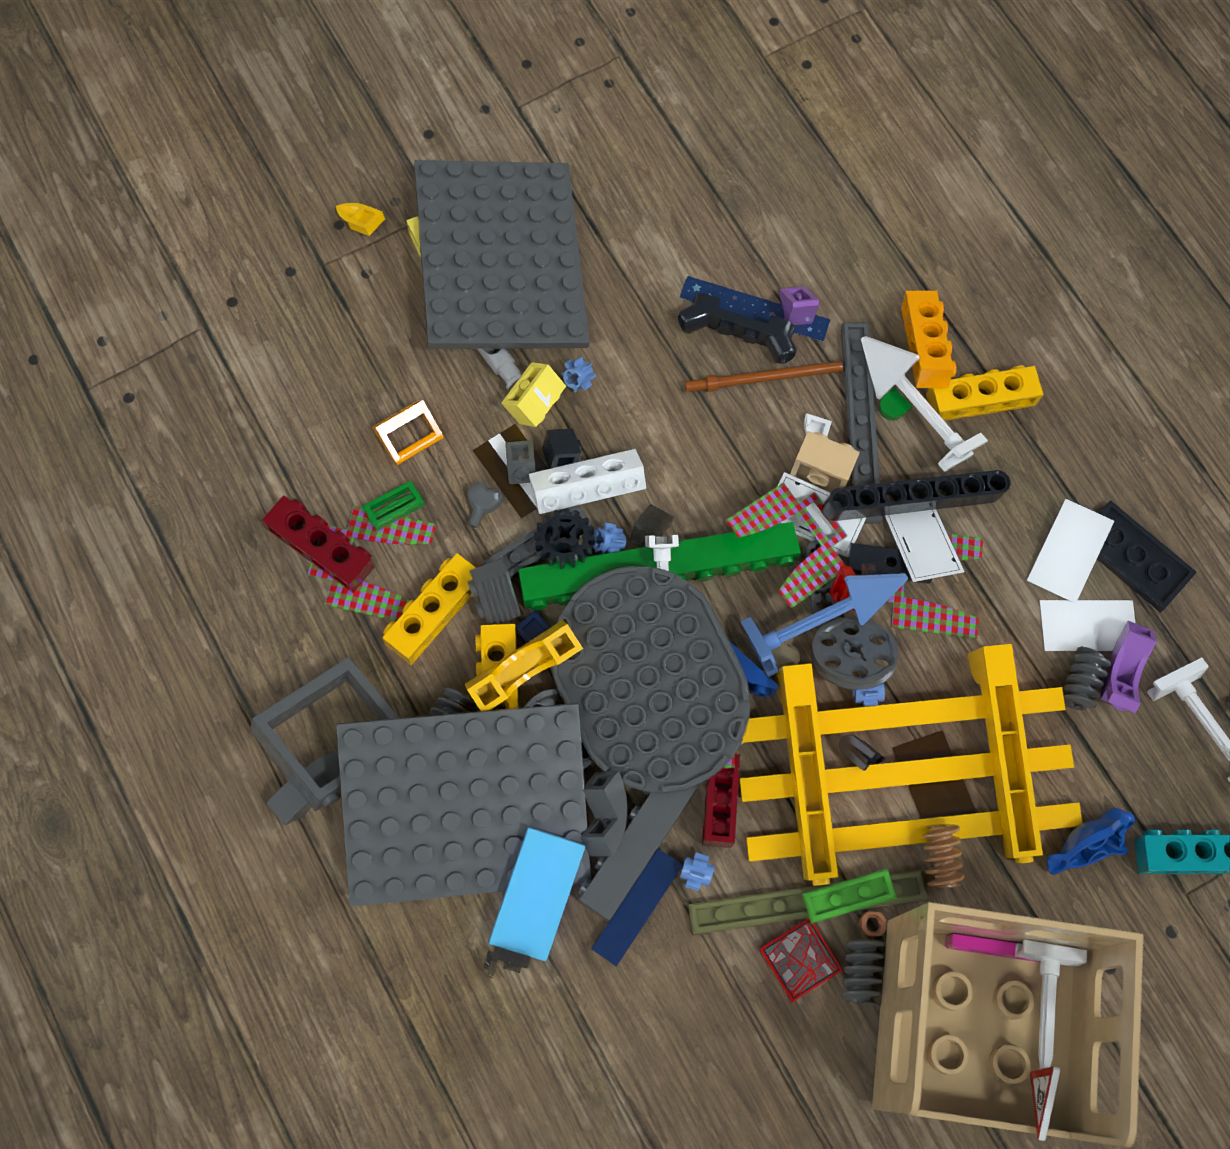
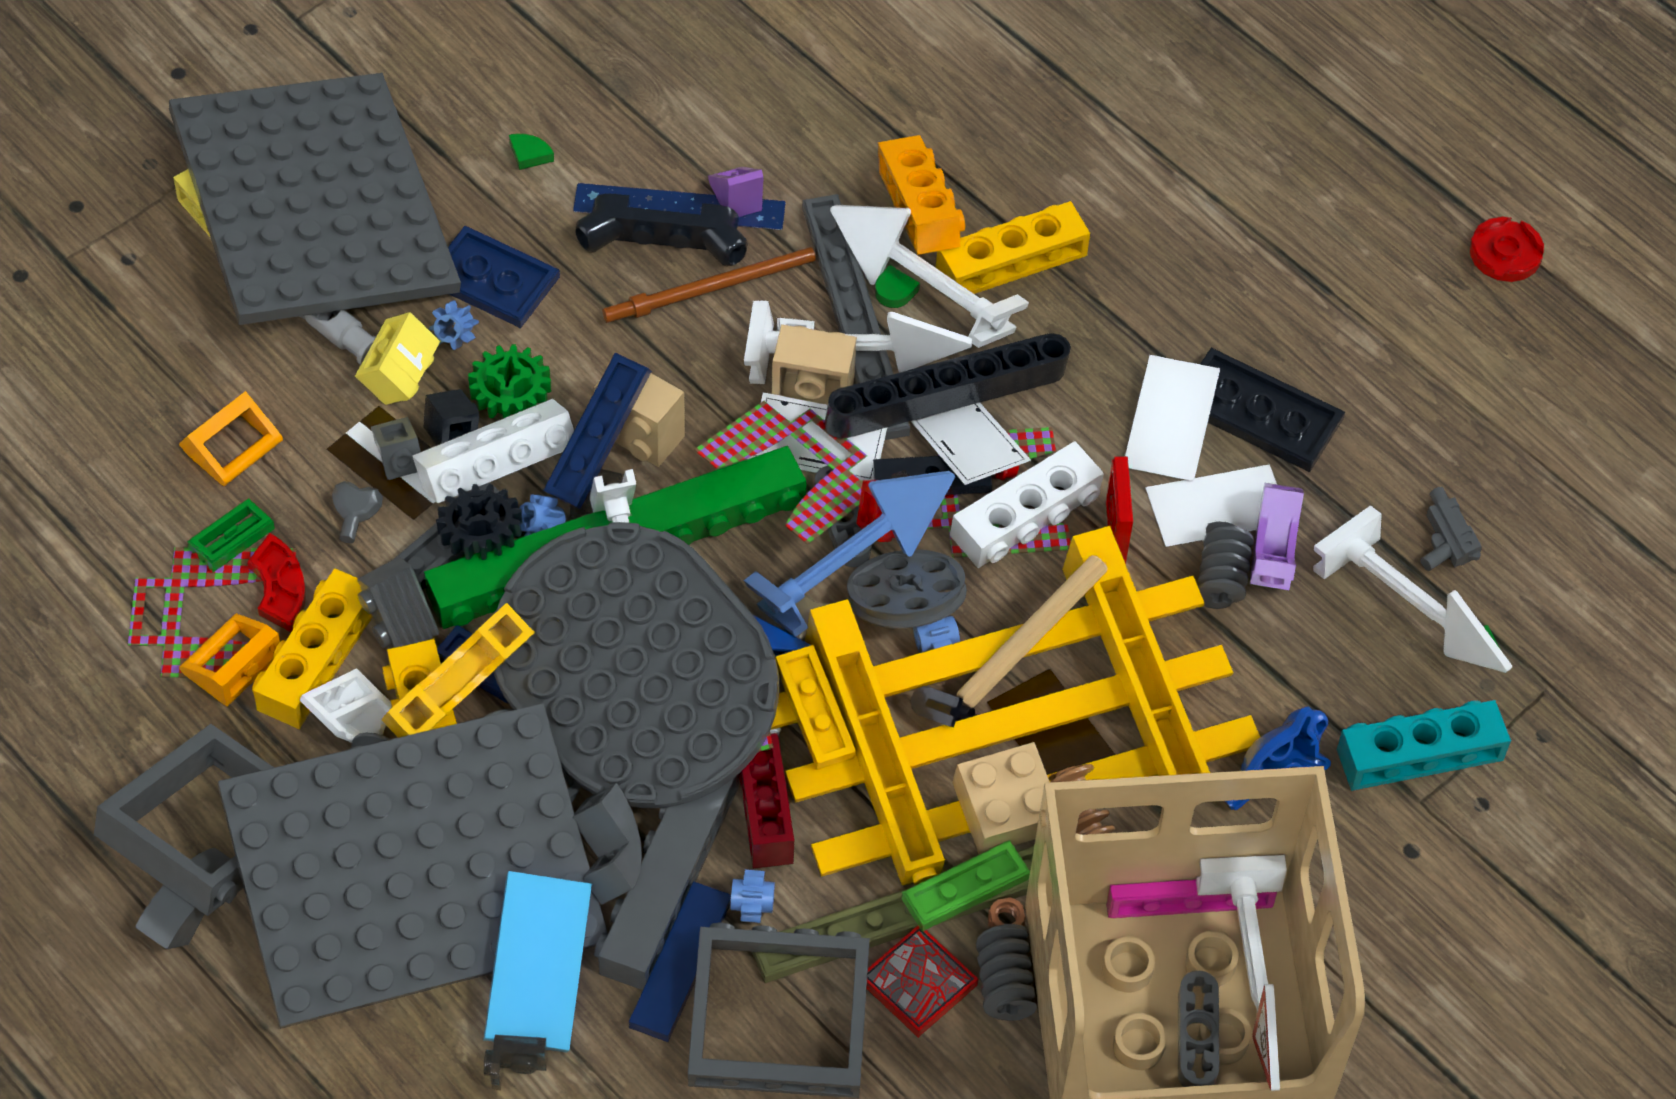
camera: 10 degrees left, 15 degrees down
(347, 573) = (185, 627): dark red brick -> none
(360, 217) = (107, 188): yellow plate -> none
(381, 613) = (242, 668): none -> light orange tile
(421, 550) = (282, 582): none -> red tile
(447, 661) = (348, 705): none -> white slope
(598, 420) = (491, 379): none -> green gear
(618, 340) = (499, 277): none -> dark blue tile
(659, 244) = (530, 150): none -> green tile
(660, 487) = (597, 430): none -> dark blue tile
(687, 1018) = (773, 1076): none -> dark grey window
(693, 473) = (654, 422): none -> tan brick
(770, 738) = (815, 707): none -> yellow plate
(892, 838) = (1001, 796): none -> tan brick
(894, 456) = (910, 339): none -> white piece
(938, 711) = (1032, 631): none -> tan axle
(978, 1085) = (1206, 1015): none -> dark grey beam
(989, 579) = (1067, 469): none -> white brick
(1020, 621) = (1119, 504): none -> red tile

